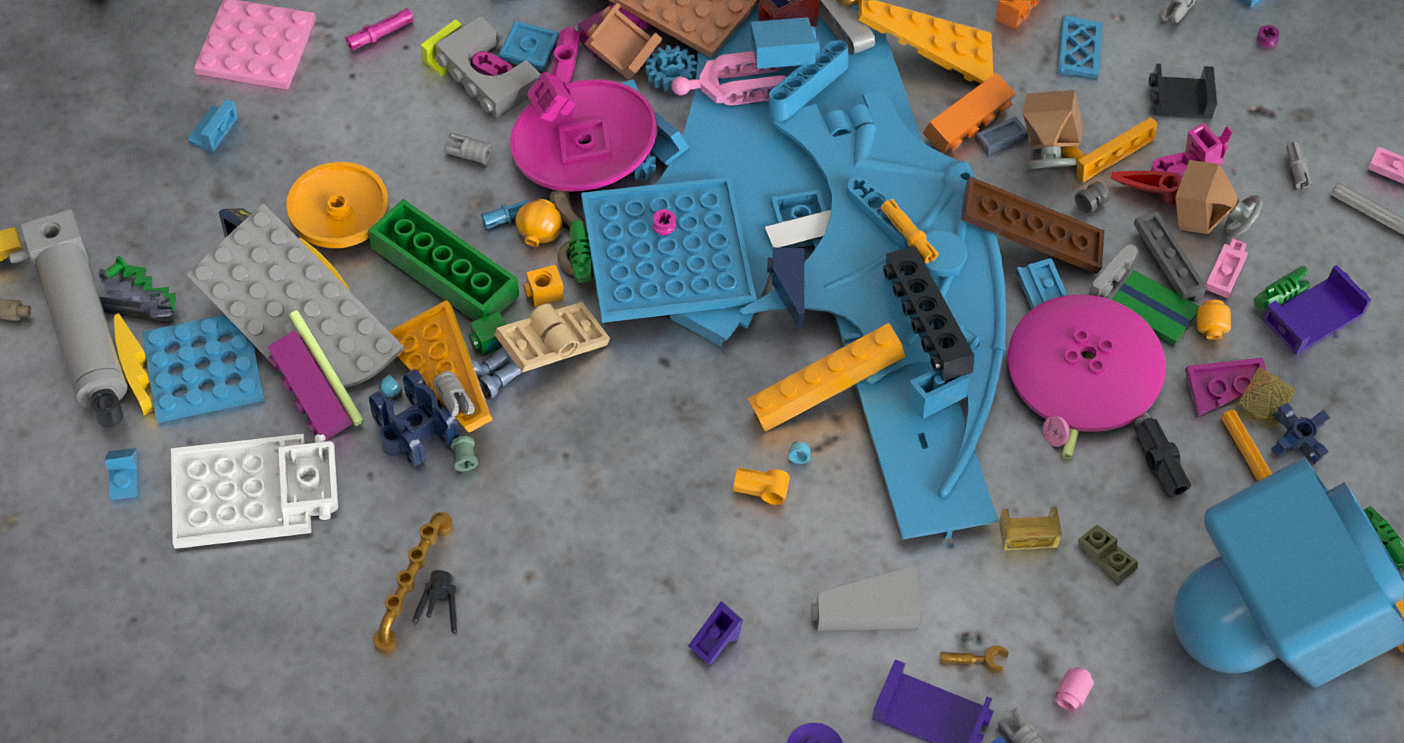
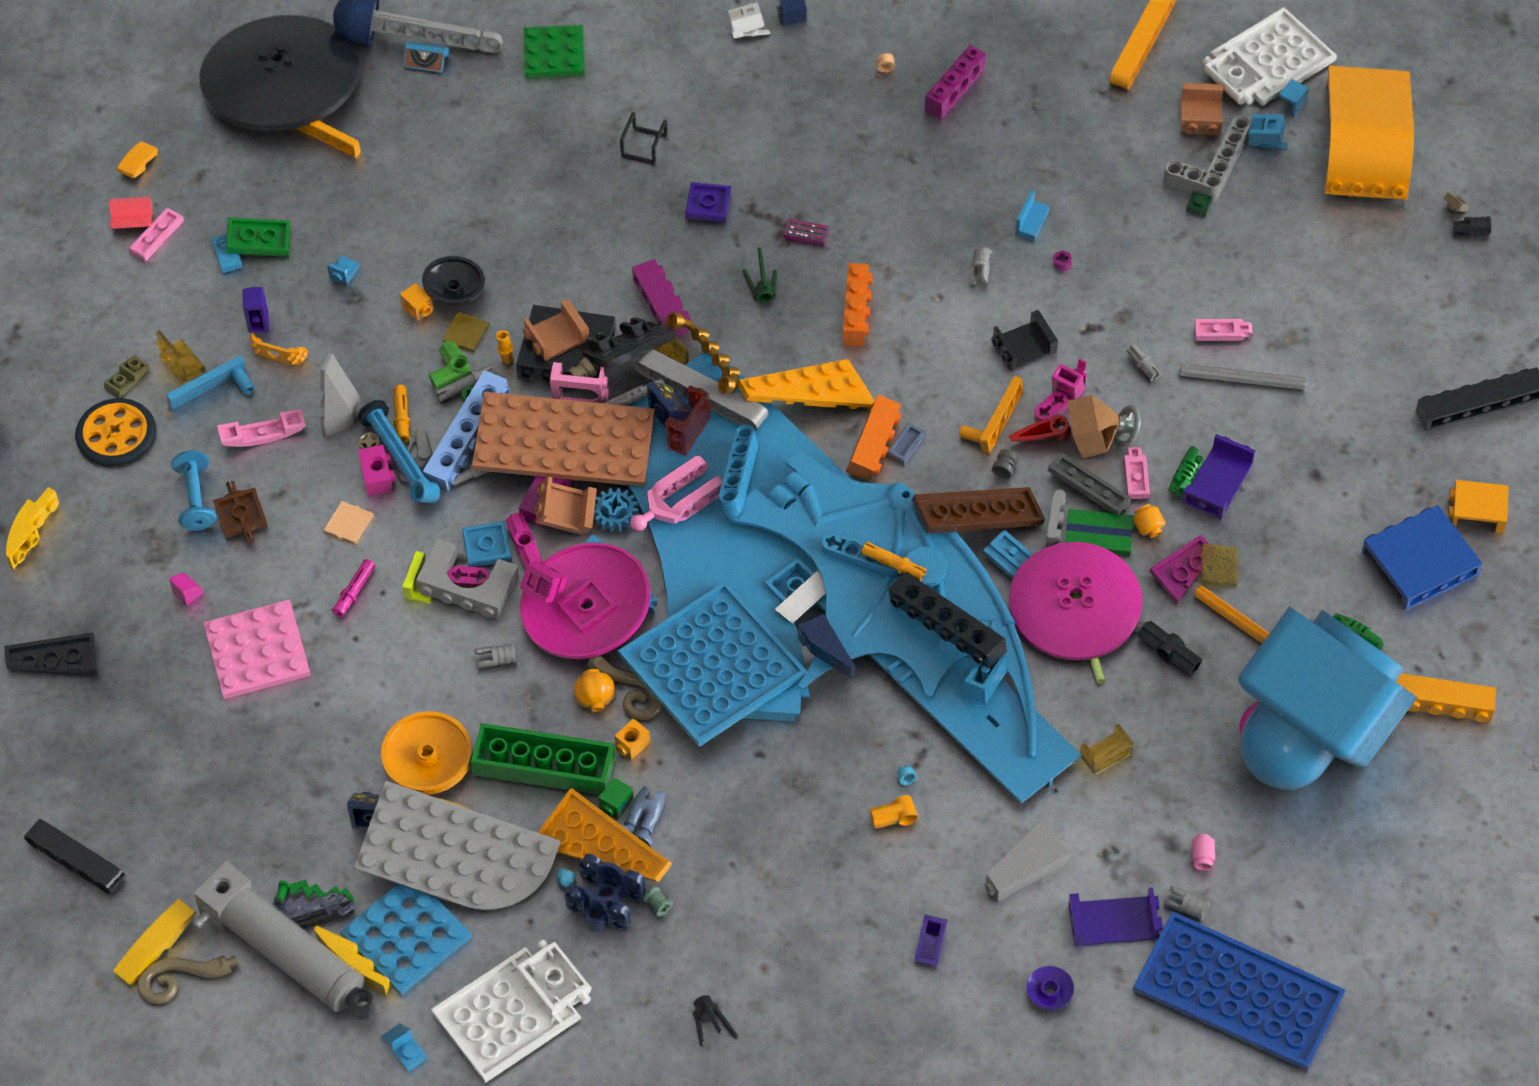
camera: 25 degrees left, 0 degrees up
(214, 126) = (273, 736): dark azure panel -> none
(309, 385) = (508, 906): magenta brick -> none
(326, 368) = (510, 886): yellowish green piece -> none
(439, 525) = (674, 964): pearl gold bar -> none
(452, 394) = (632, 859): light grey hinge -> none
(501, 214) = (560, 697): dark azure axle -> none
(551, 335) = (667, 776): tan plate -> none
(580, 252) = (646, 699): green hinge -> none
(664, 229) = (699, 650): dark pink bush -> none
(668, 141) = (658, 573): dark azure panel -> none
(784, 42) = (703, 449): dark azure brick -> none
(827, 377) = (897, 707): light orange brick -> none
(970, 658) = (1117, 867): pearl gold piece -> none
(1053, 123) = (946, 420): medium nougat piece -> none
(1056, 431) = (1083, 665): bright pink piece -> none
(1081, 26) = (913, 318): dark azure window -> none
(1104, 551) = (1167, 740): olive slope -> none
(1308, 427) = (1262, 574): dark blue pin -> none

